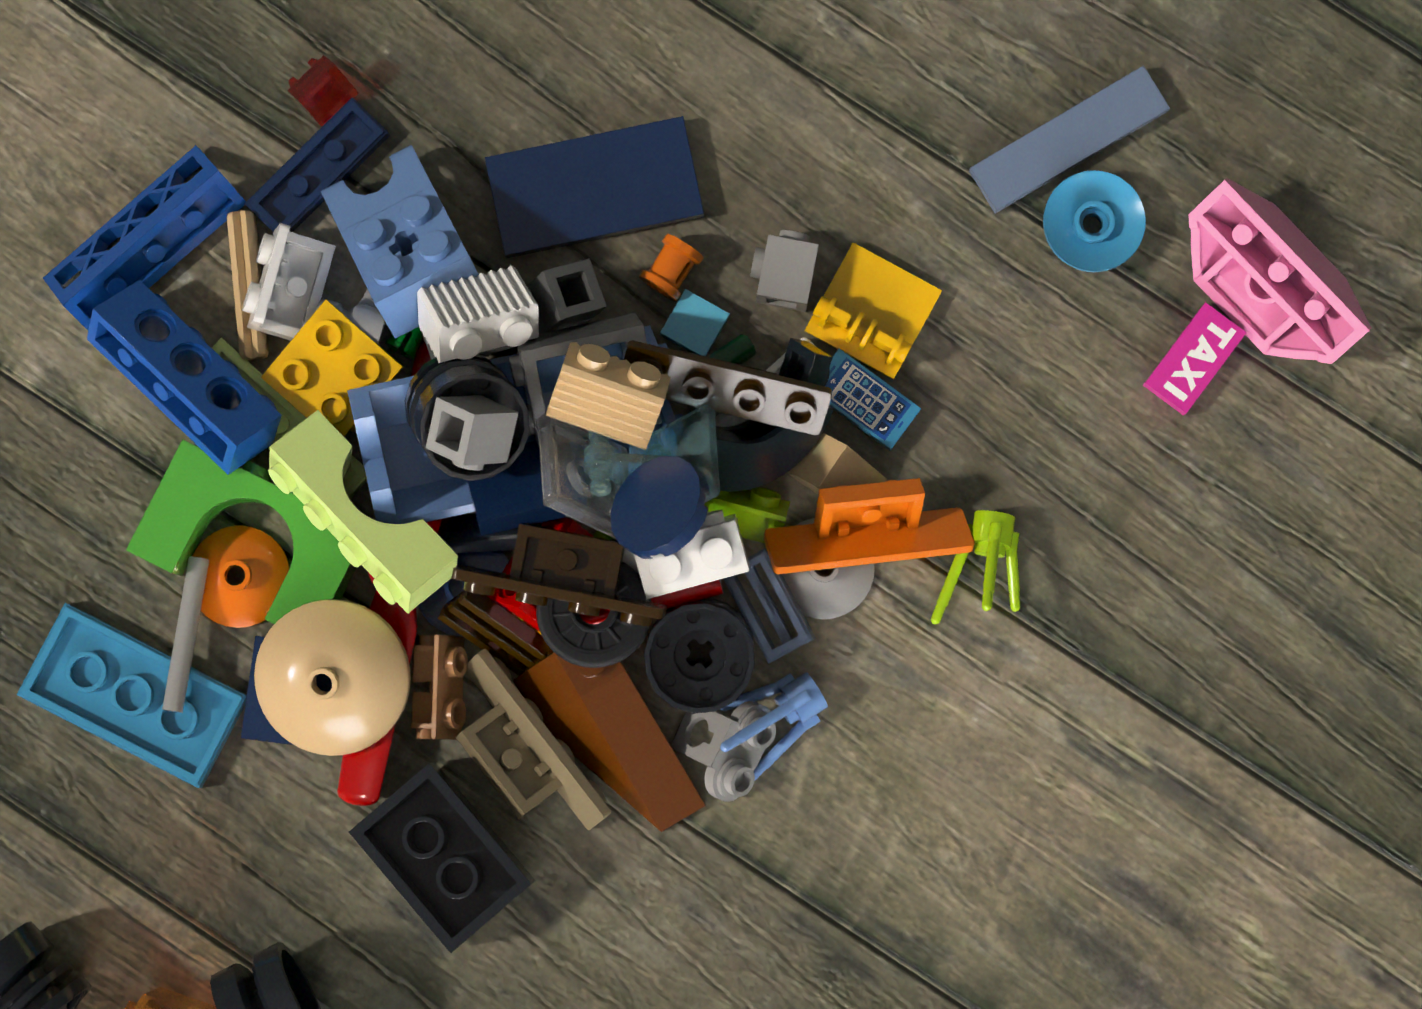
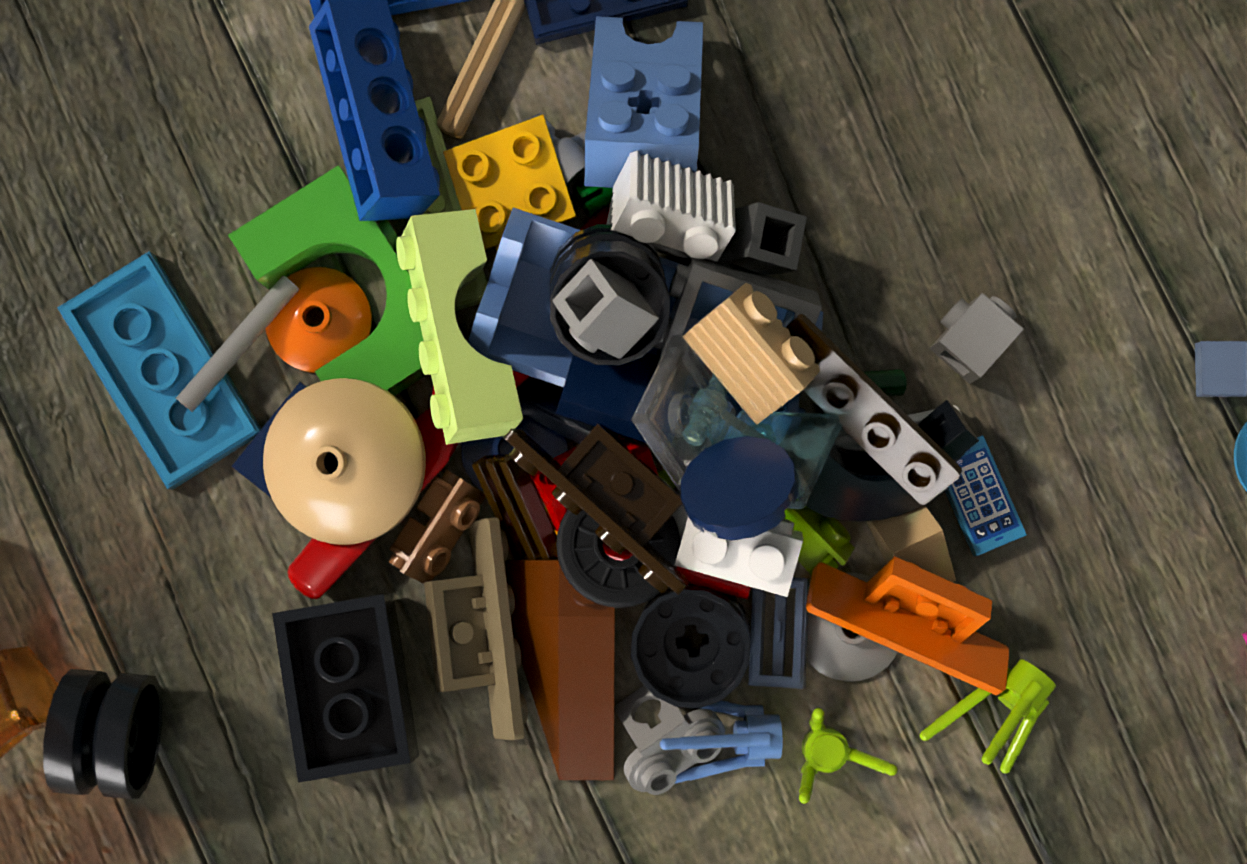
camera: 30 degrees right, 0 degrees up
(289, 282) = (519, 82): white bracket -> none
(594, 187) = (845, 158): dark blue tile -> none
(671, 267) = (872, 271): orange bush -> none
(694, 324) = (863, 334): medium azure tile -> none
(863, 677) = (828, 751): none -> lime plant
(873, 310) = (1034, 419): yellow hinge -> none

